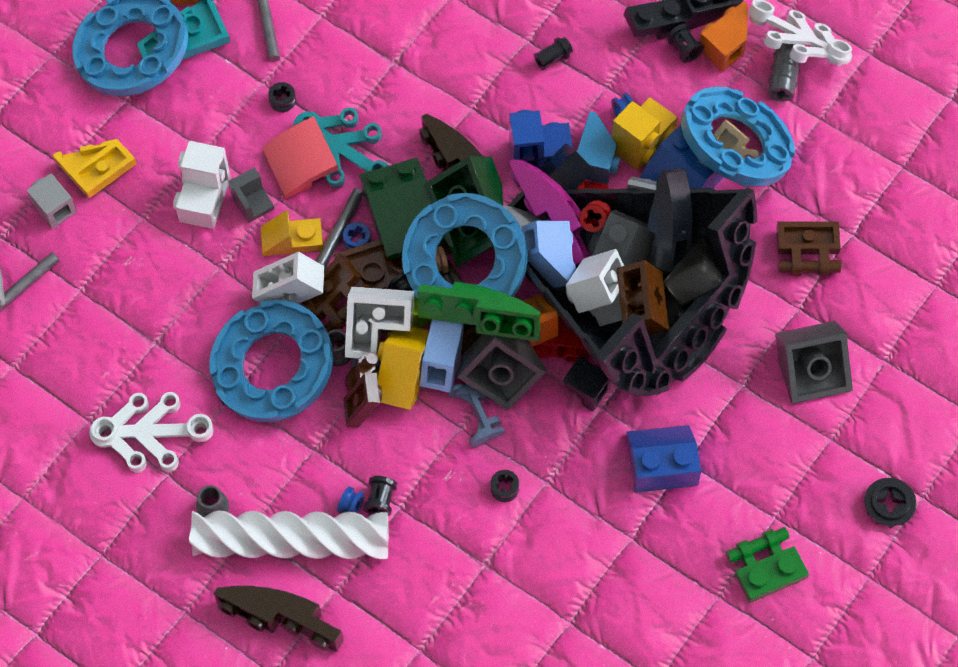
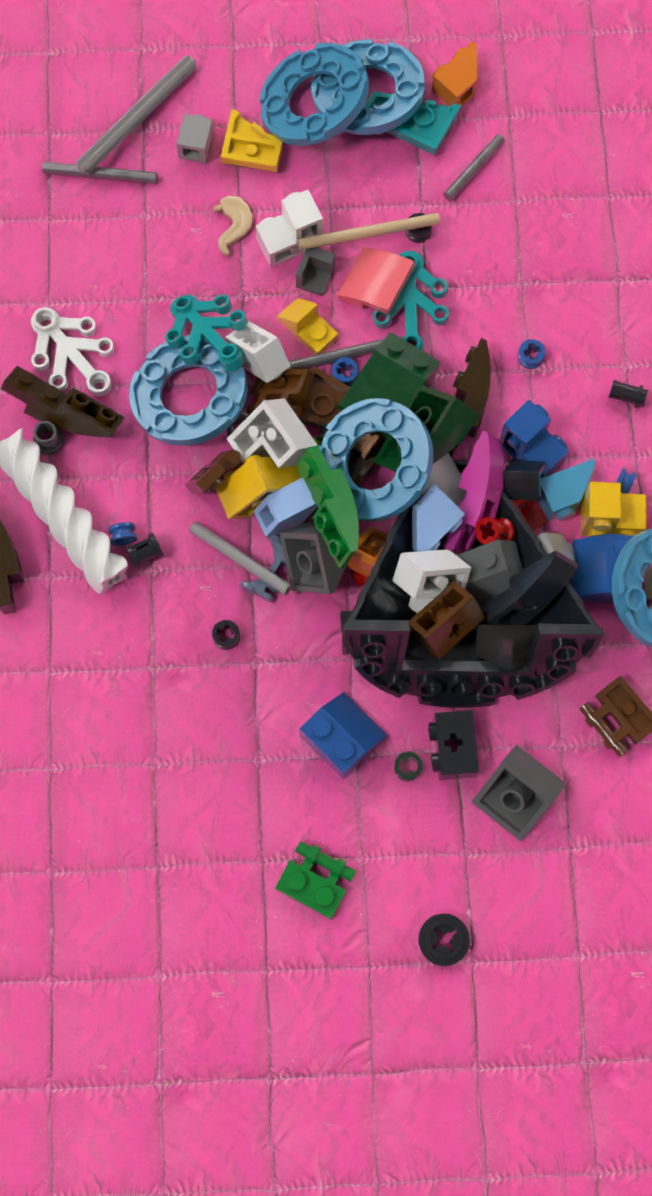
camera: 50 degrees right, 10 degrees up
(76, 57) = (288, 74): none -> dark azure plate
(151, 218) = (242, 218): none -> tan piece
(209, 465) = (69, 411): none -> dark brown slope
(230, 307) = (187, 309): none -> teal plant
(257, 131) = (368, 231): none -> tan piece
(449, 426) = (240, 558): none -> light grey piece
(464, 103) = (538, 347): none -> blue bush
(724, 437) = (410, 776): none -> clear green bush
(731, 365) = (460, 727): none -> black brick

